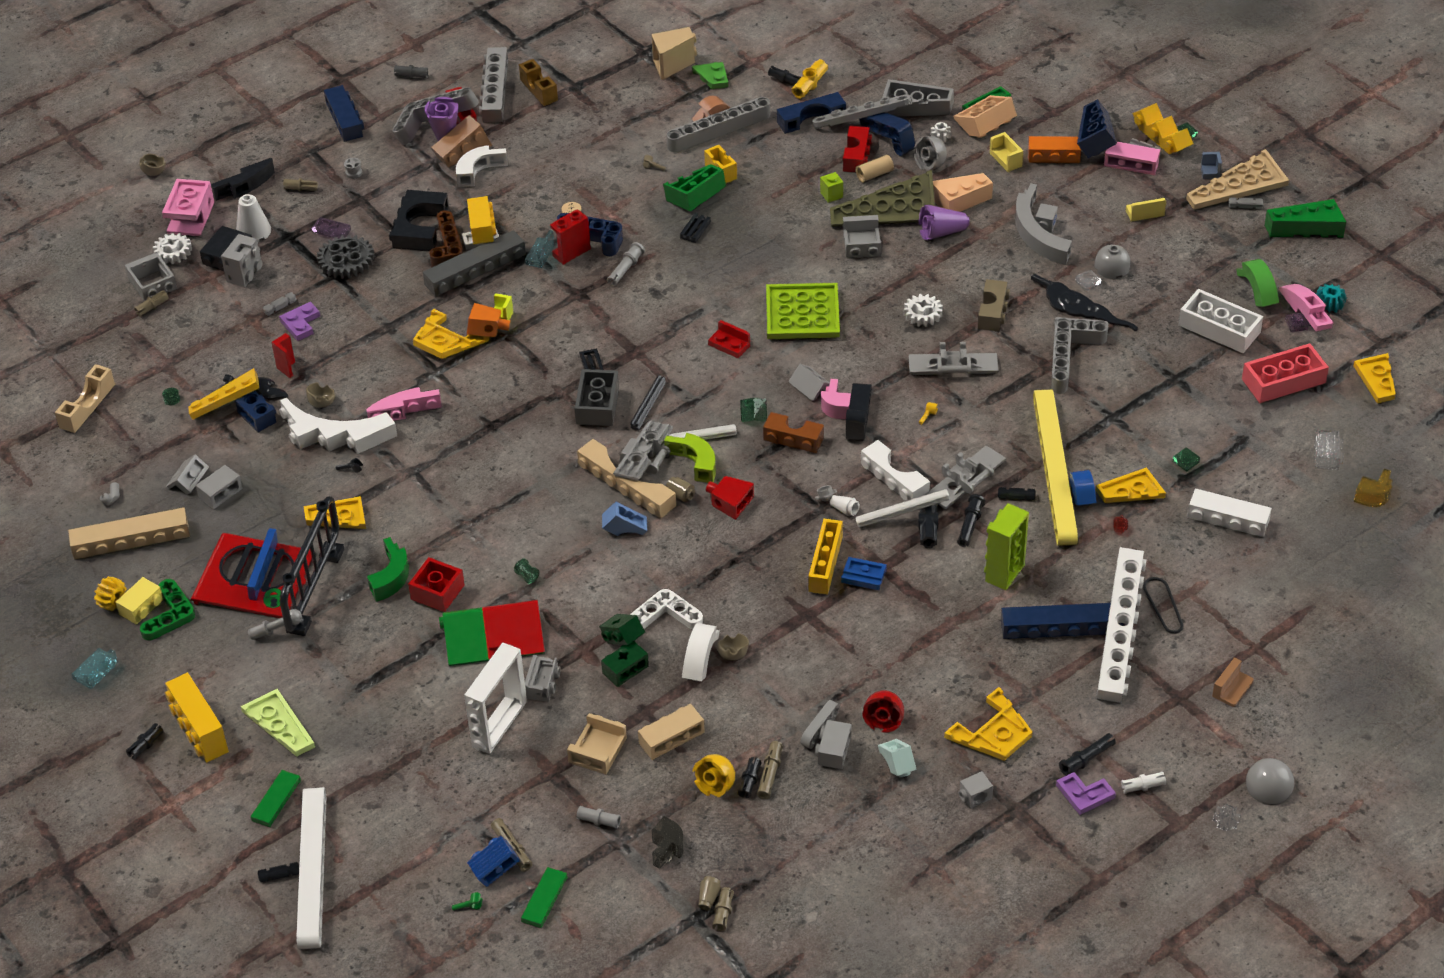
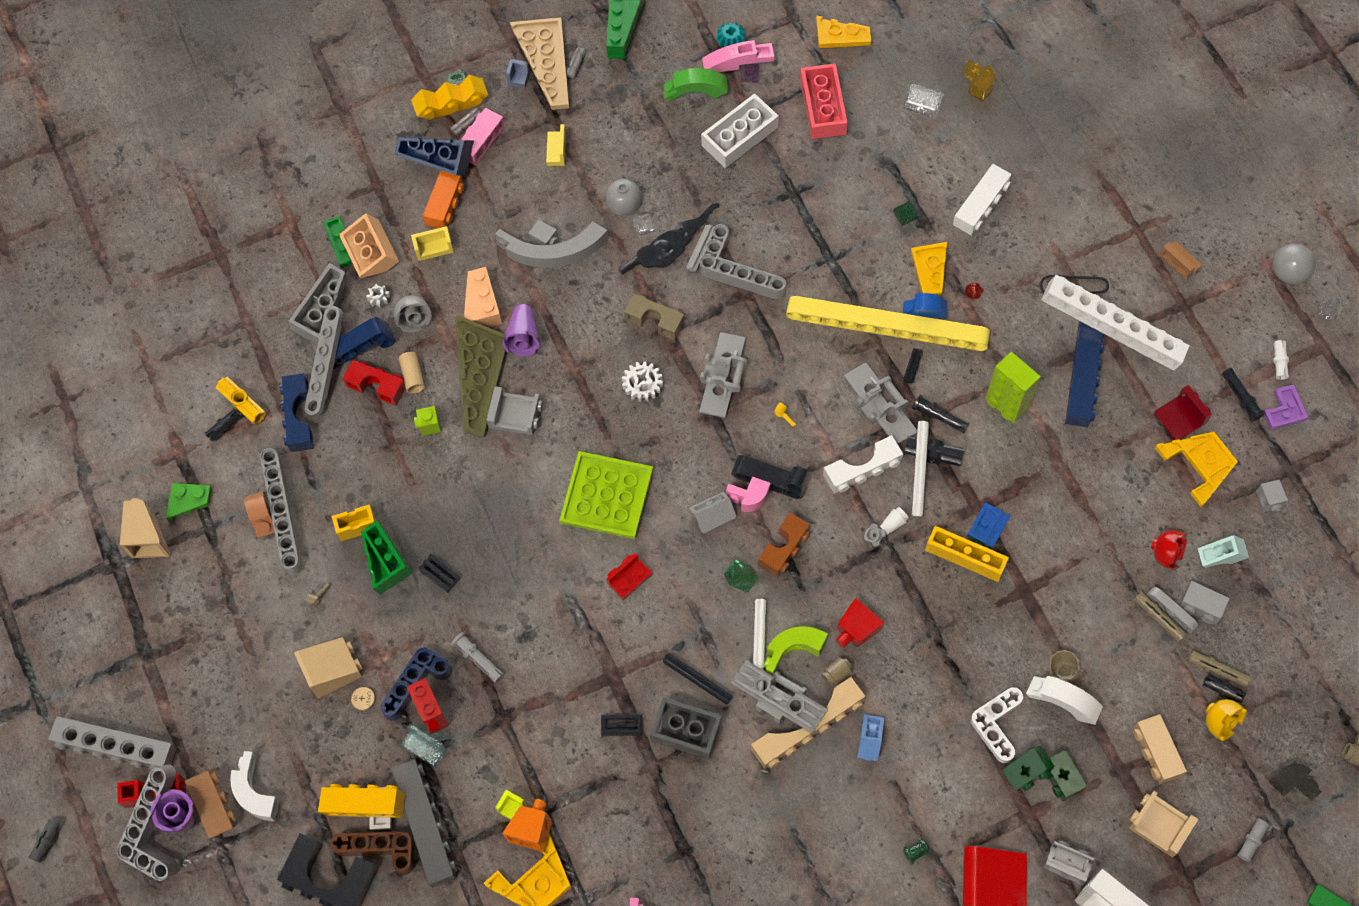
camera: 75 degrees left, 20 degrees up
(542, 88) = (121, 697): pearl gold arch -> none
(589, 177) = (329, 666): none -> tan slope
(814, 709) = (1159, 616): none -> dark tan pin
(1043, 706) = (1183, 414): none -> dark red bracket

